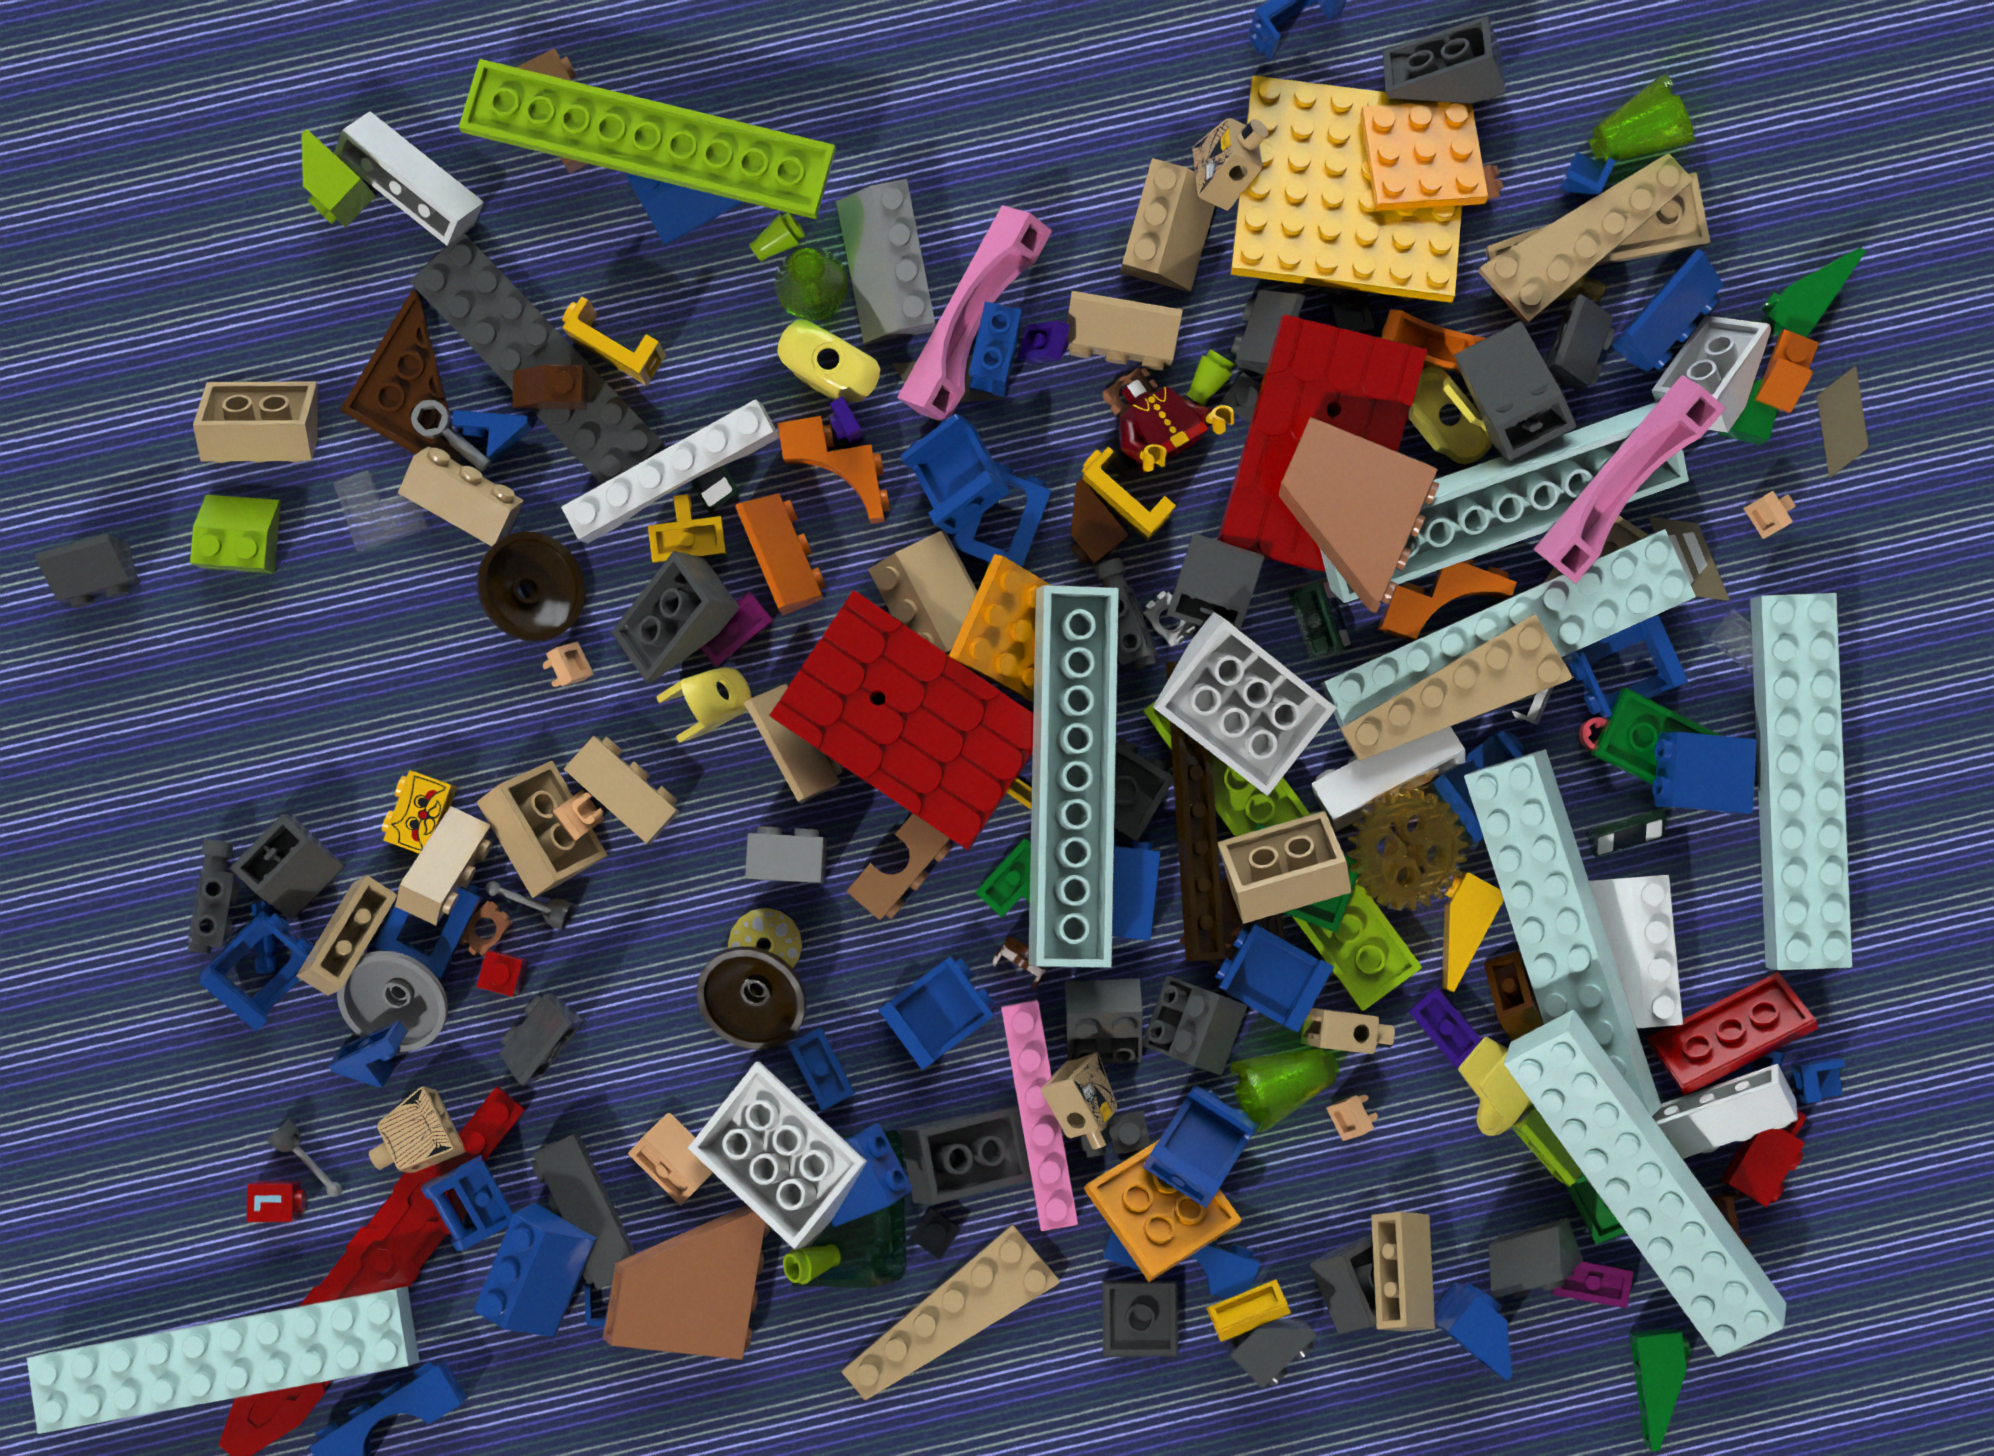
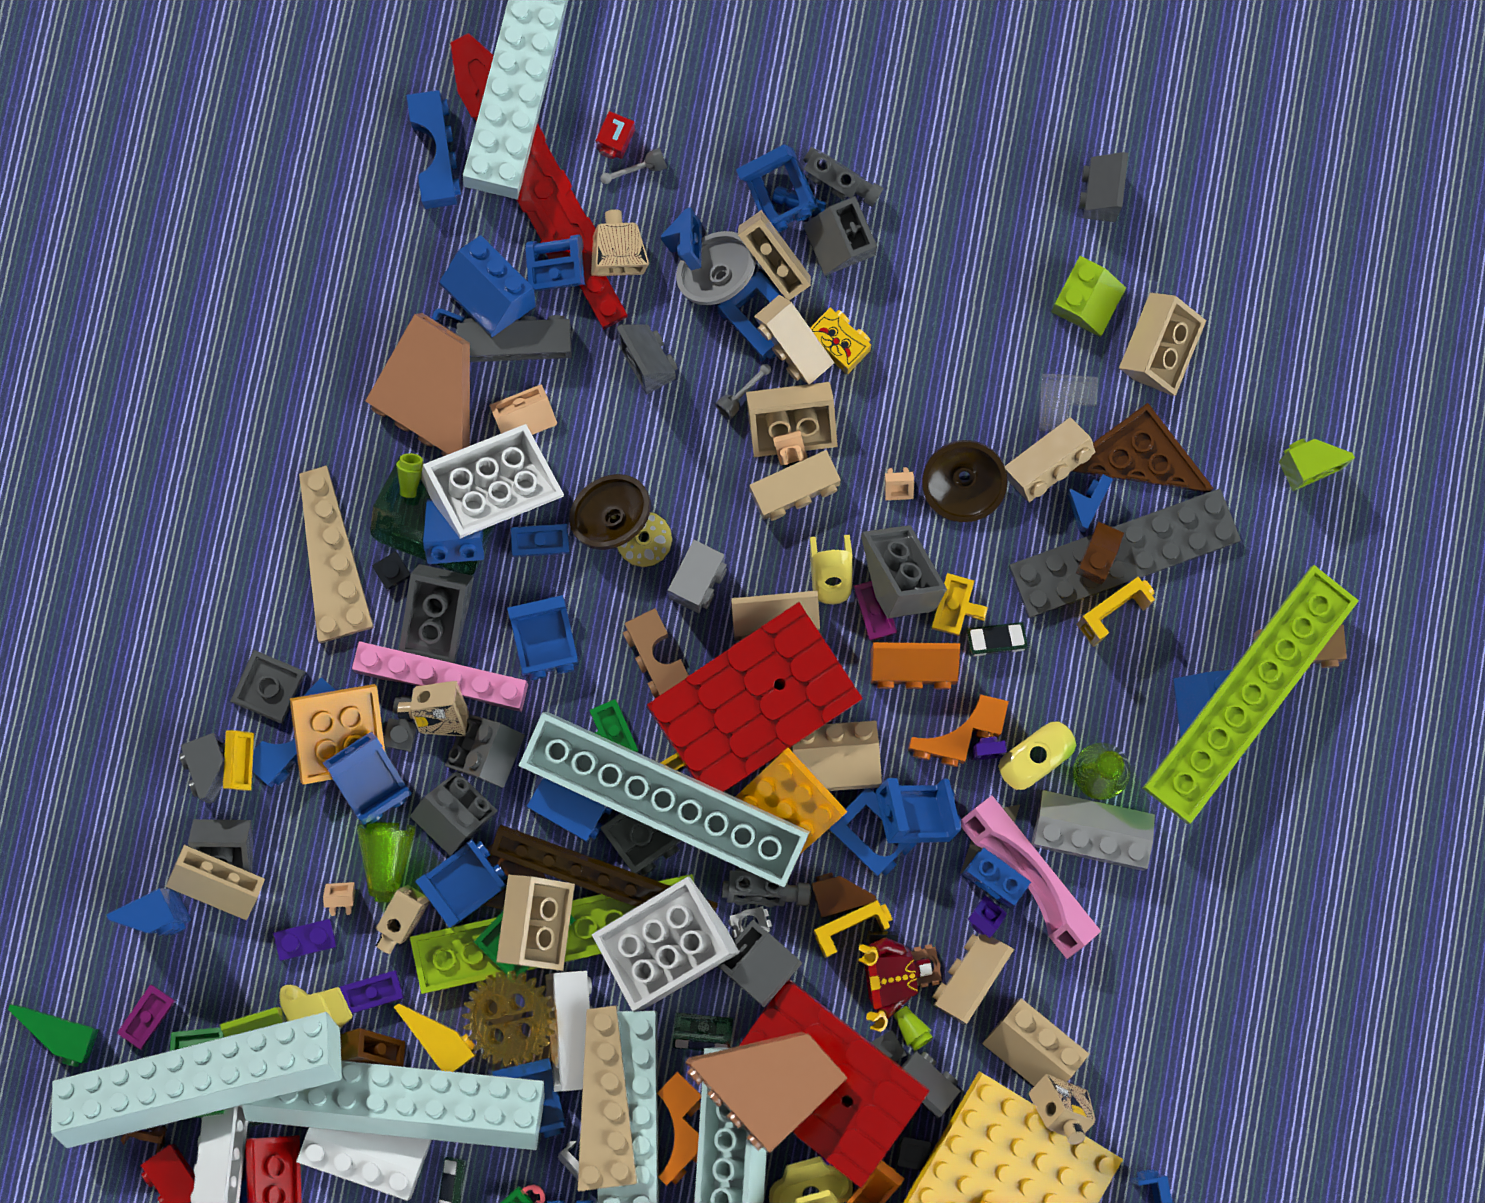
camera: 115 degrees right, 5 degrees down
(408, 178) = (1294, 517): white brick -> none
(455, 440) = (1091, 473): light grey piece -> none
(479, 945) = (738, 340): nougat piece -> none
(502, 973) = (702, 350): red brick -> none
(697, 454) = (1008, 628): white arch -> none
(777, 237) = (1144, 759): lime cone -> none
(1012, 950) = (562, 705): reddish brown piece -> none
(1418, 1135) = (305, 939): none -> dark purple plate
(1533, 1259) = (181, 978): dark grey slope -> none

